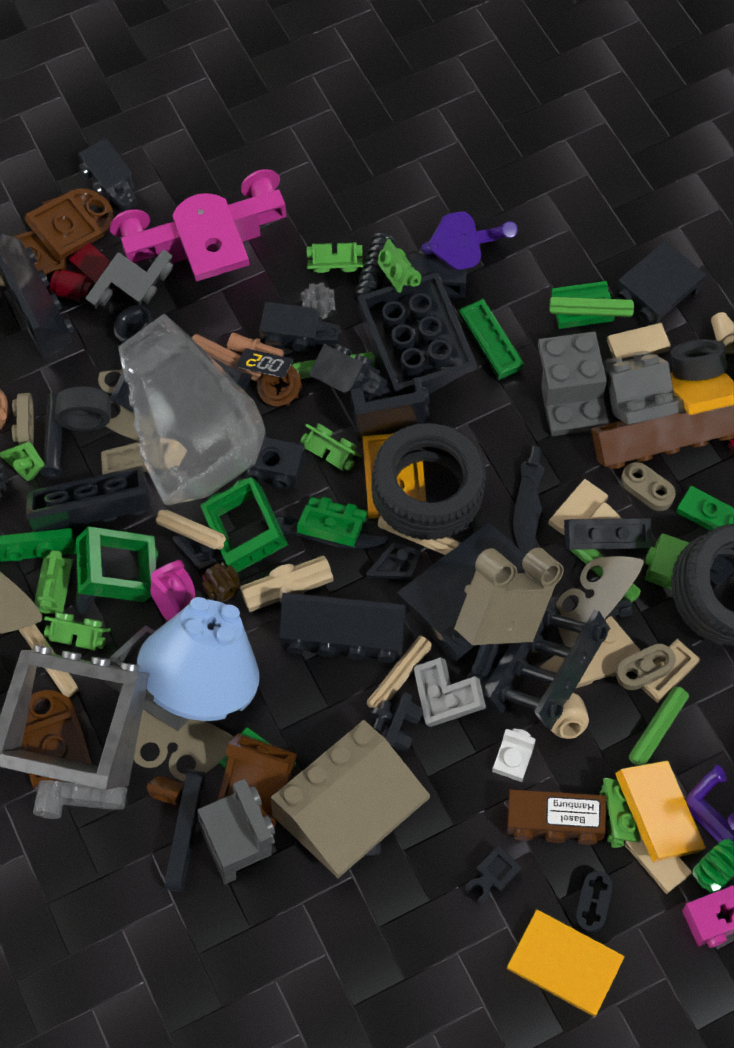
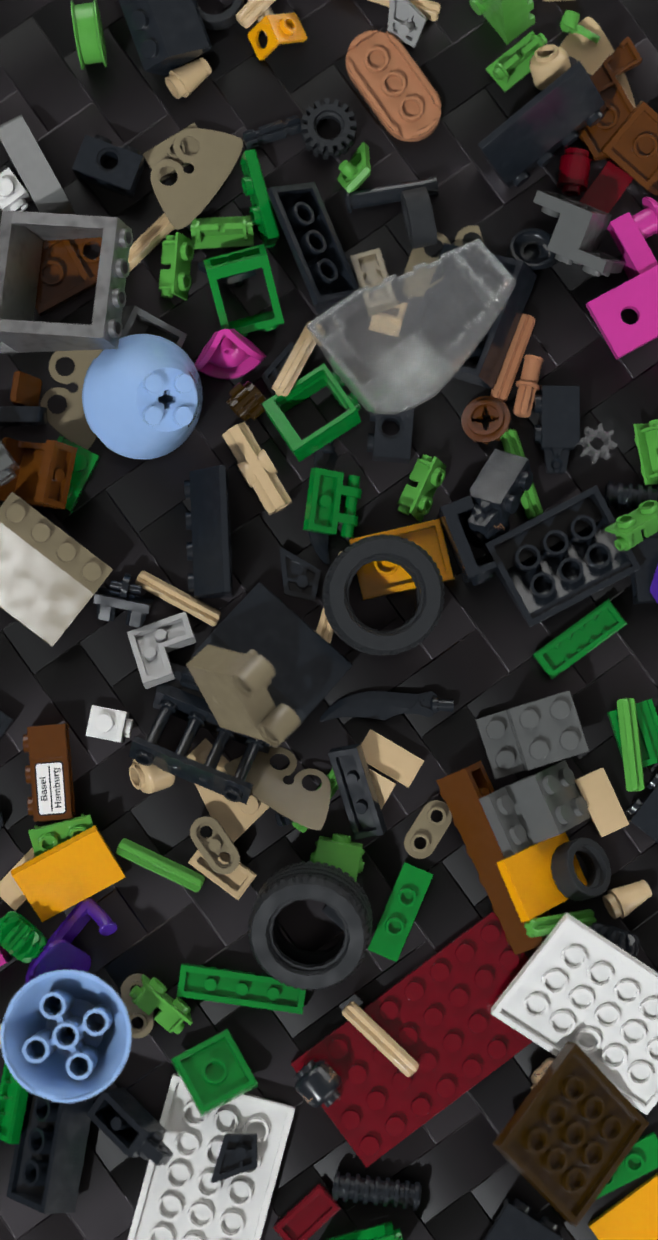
camera: 80 degrees right, 20 degrees up
(24, 411) = (392, 161): dark tan plate -> none
(264, 362) = (504, 399): black sticker -> none

